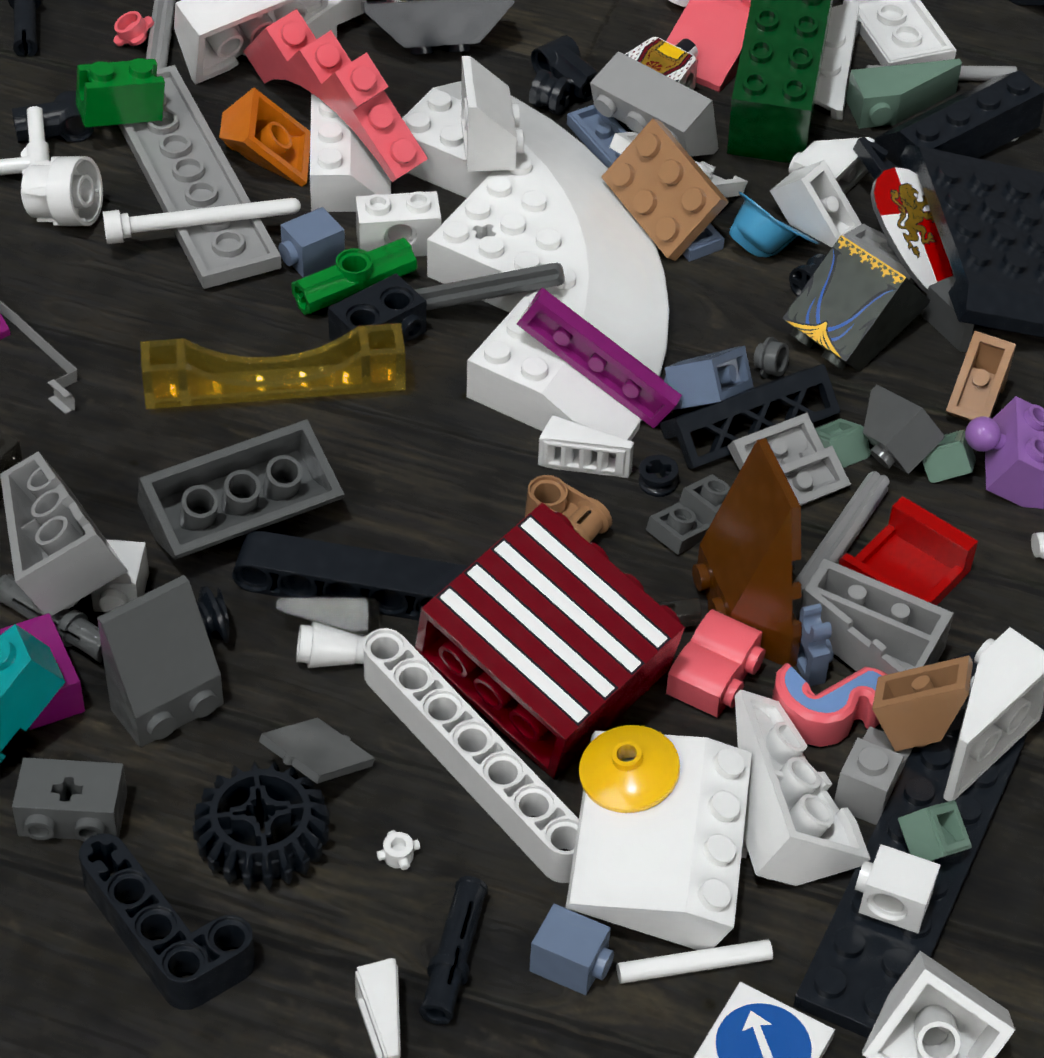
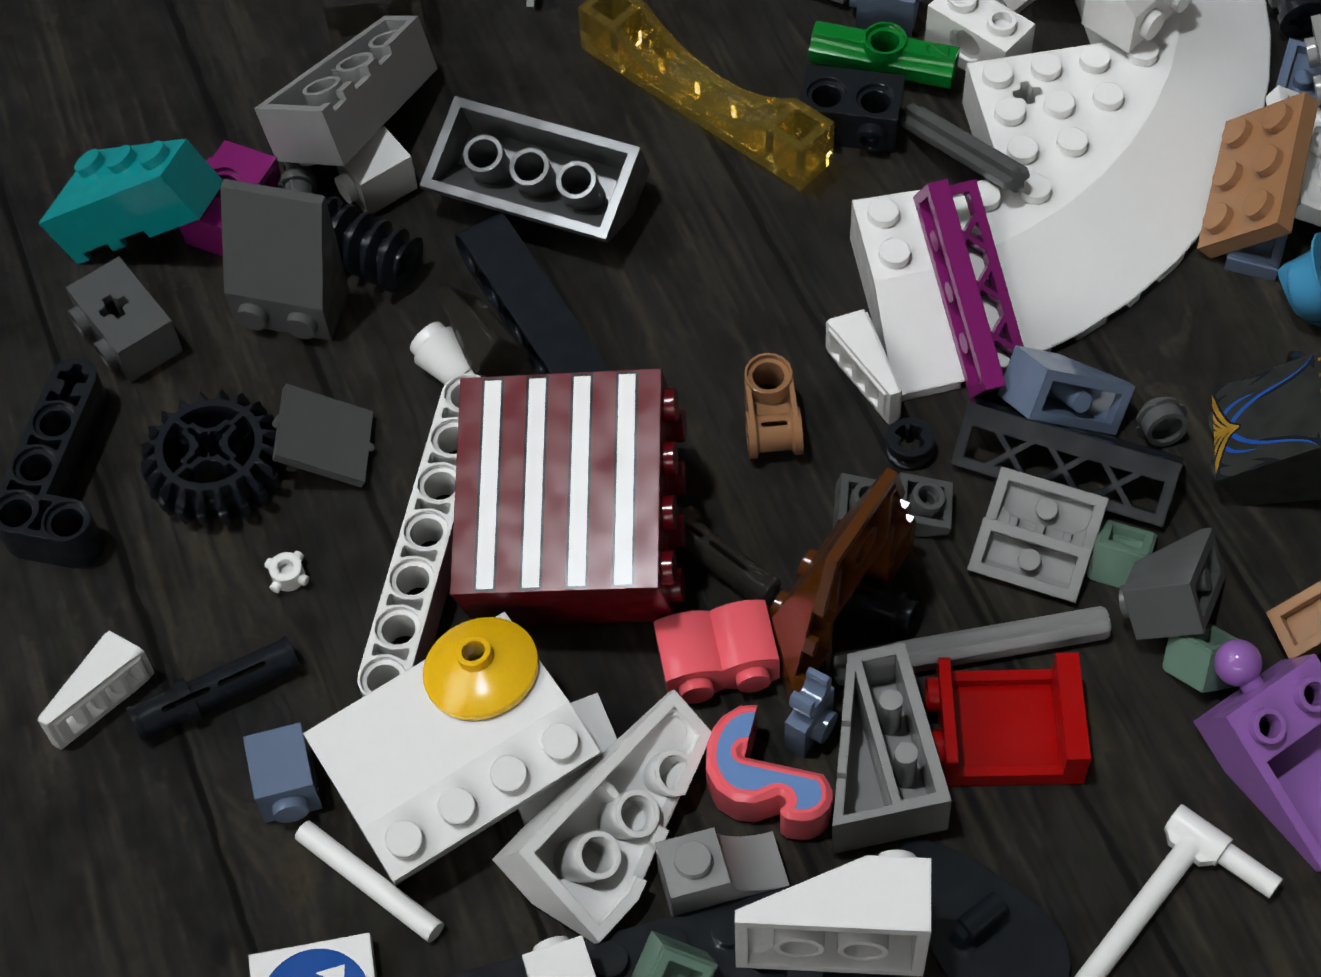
camera: 55 degrees right, 10 degrees up
(921, 701) = (796, 842): medium nougat slope -> none

